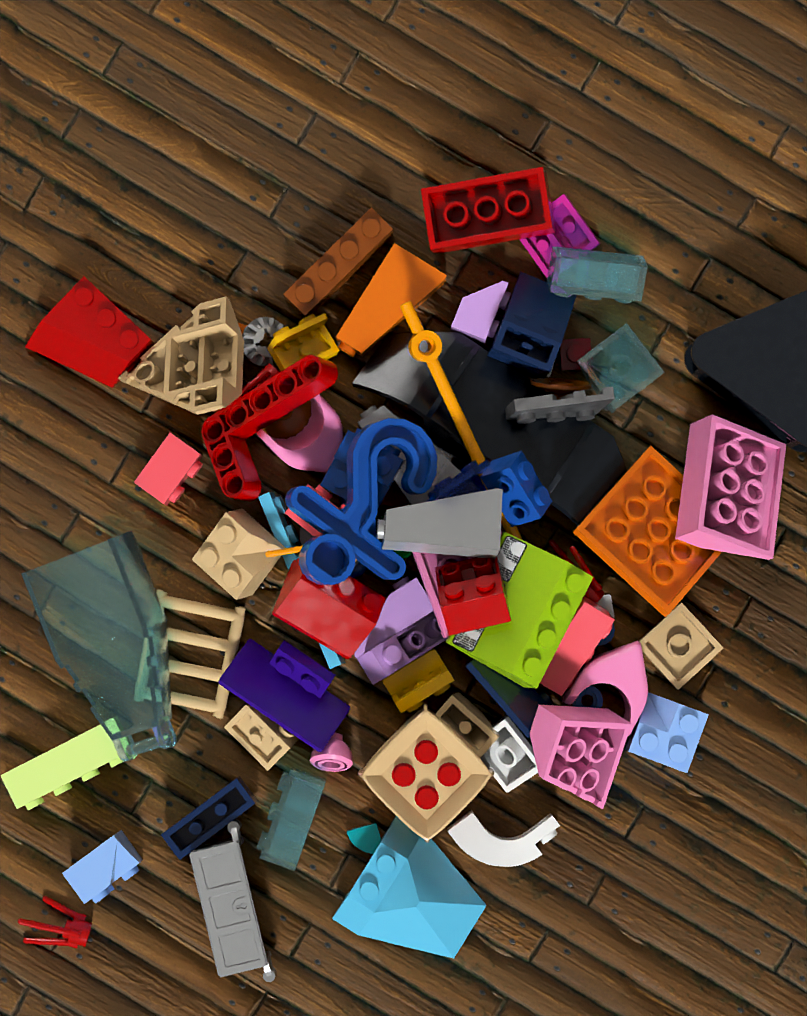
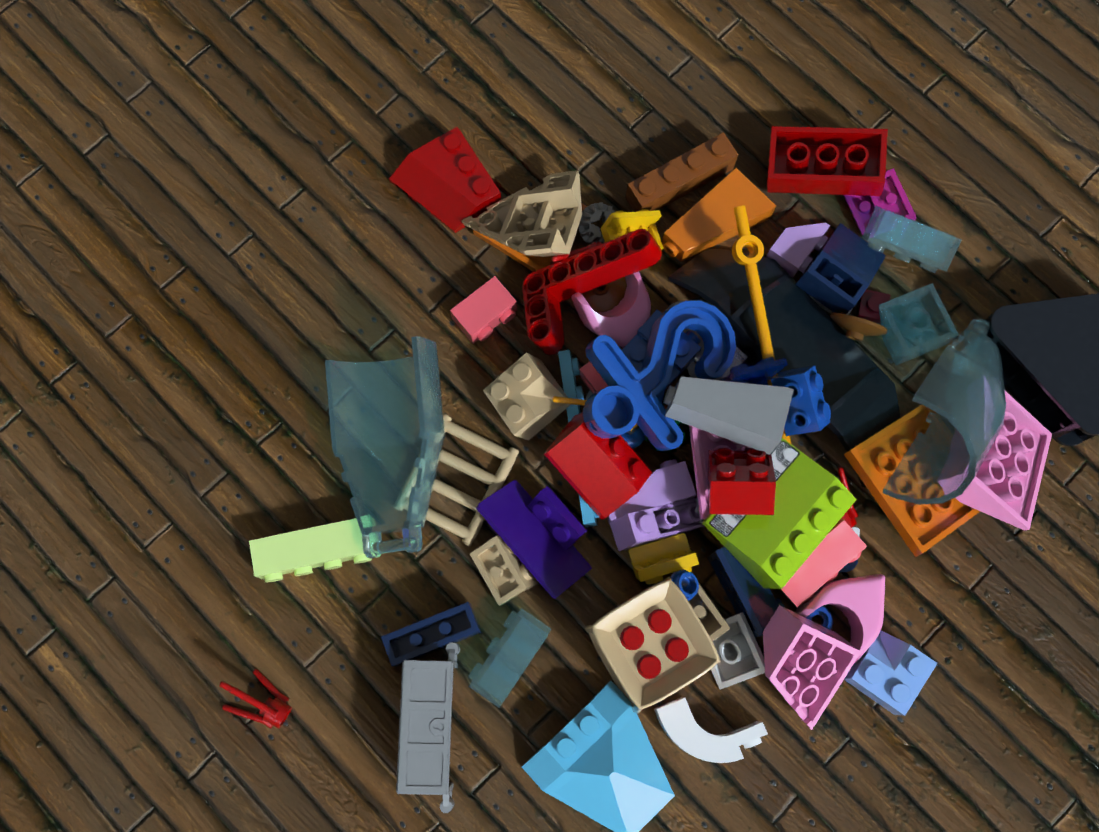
camera: 15 degrees right, 10 degrees down
(97, 871) = (317, 653): light blue slope -> none
(334, 757) = (564, 609): bright pink brick -> none
(365, 837) = (574, 696): teal tile -> none
(449, 704) = (686, 583): none -> blue plate
(547, 406) = (871, 343): flat silver wing -> none
(667, 469) = (970, 411): none -> clear light blue windscreen
(679, 646) = (918, 592): tan plate -> none

